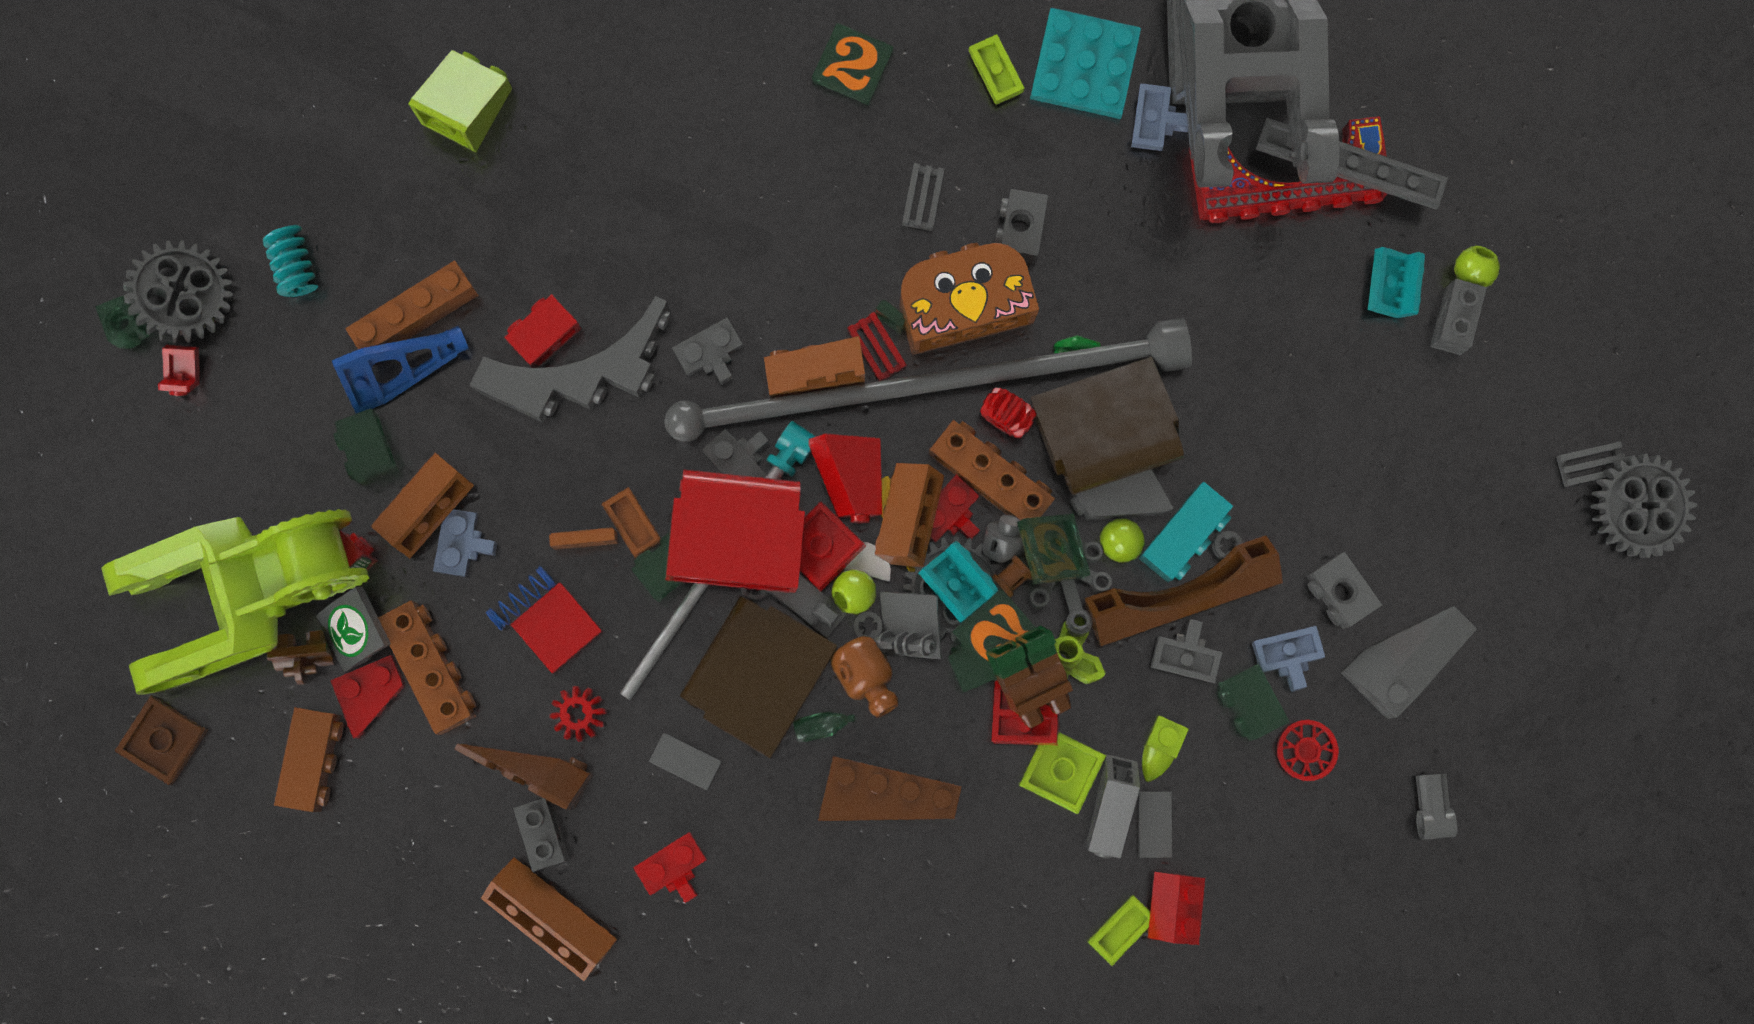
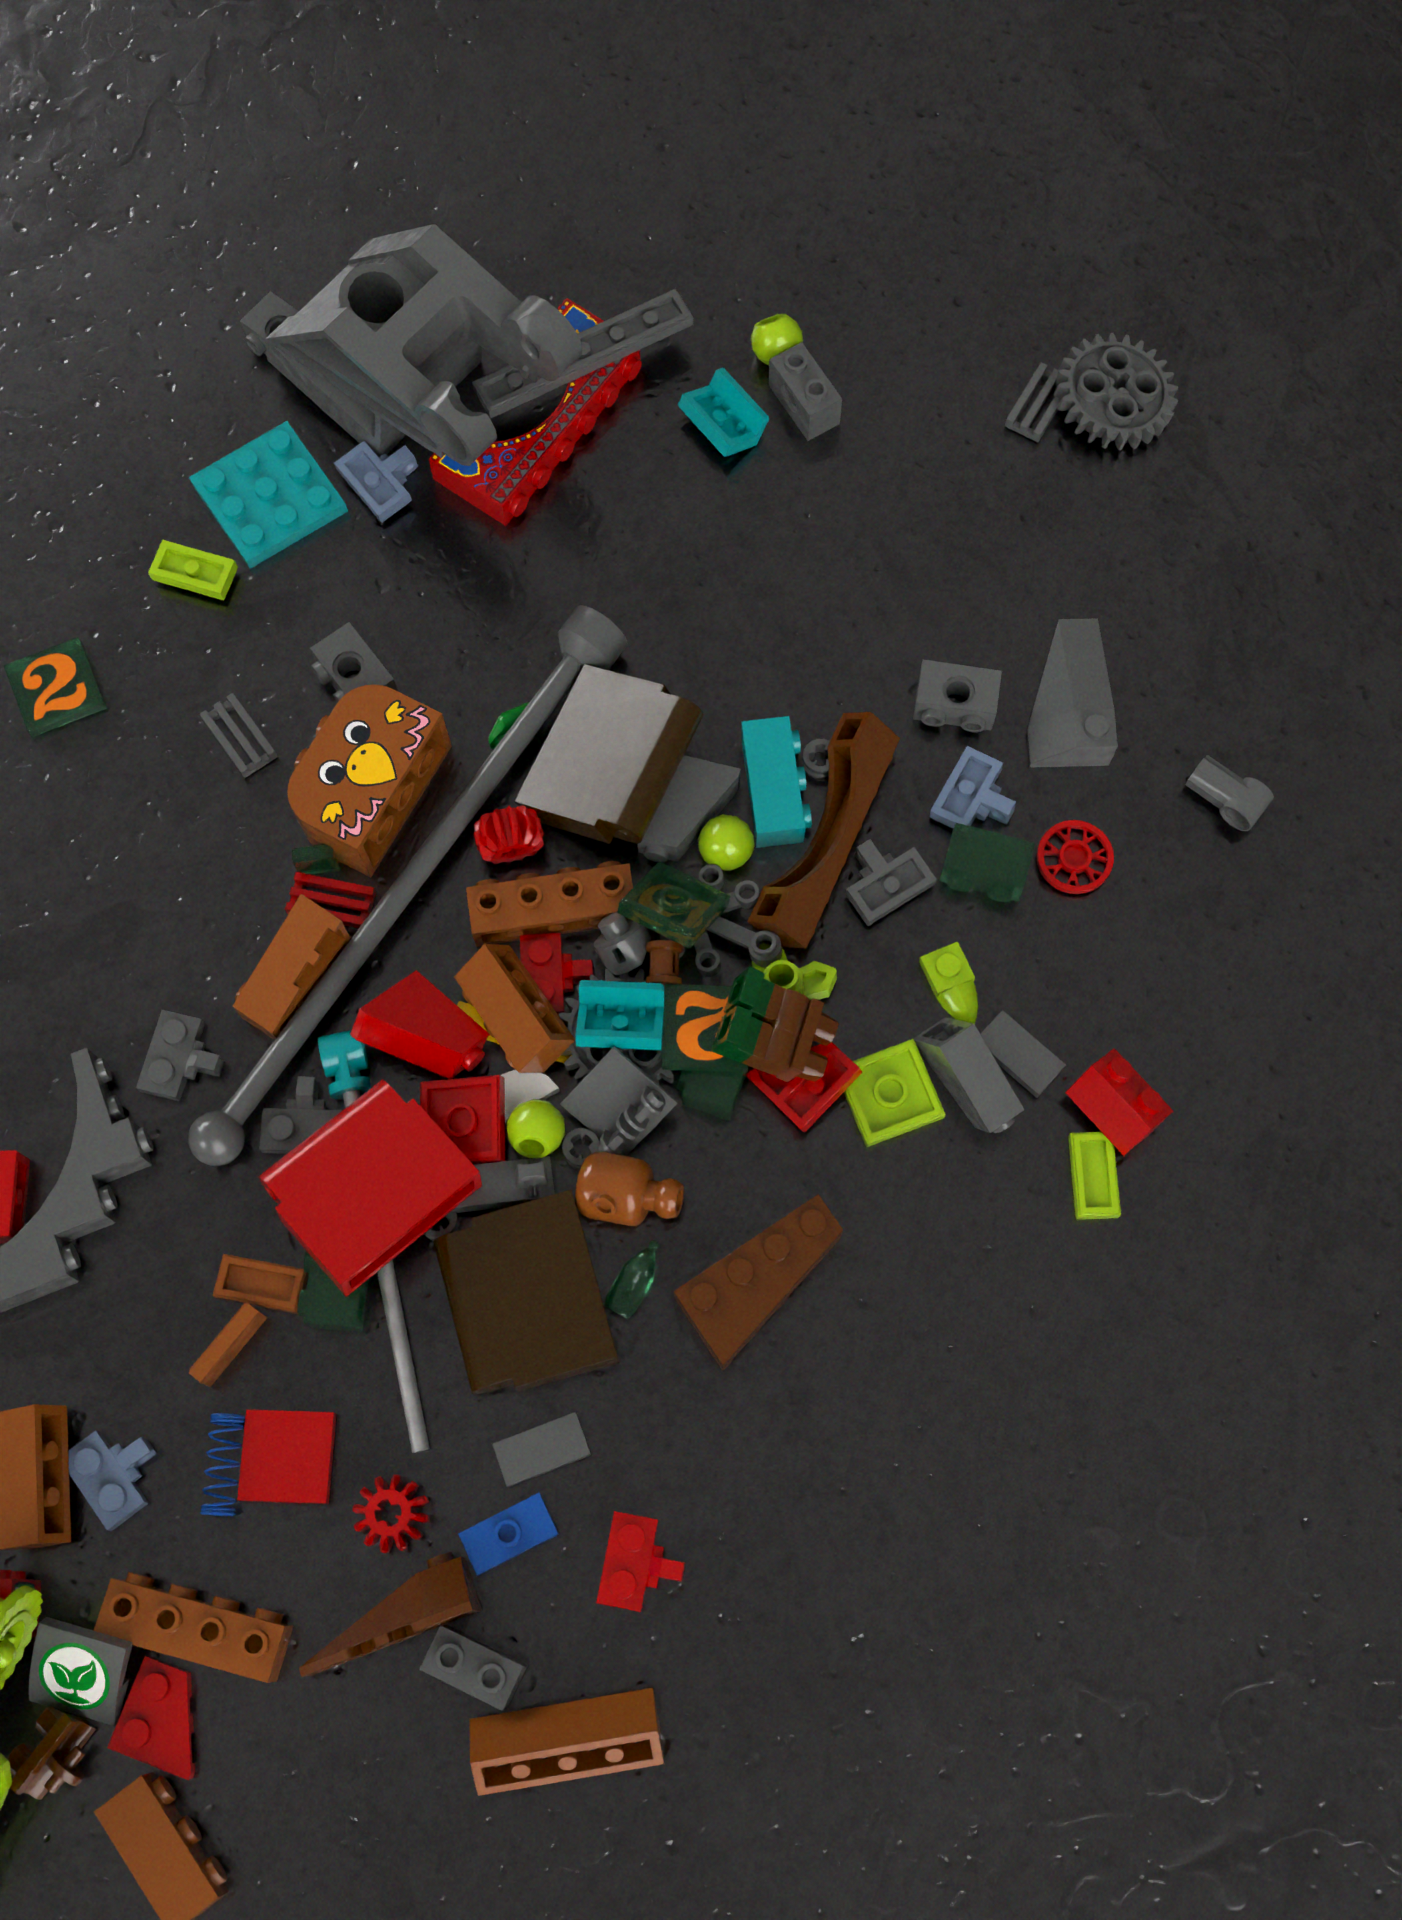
camera: 40 degrees left, 10 degrees down
(625, 786) = (508, 1534): none -> blue plate

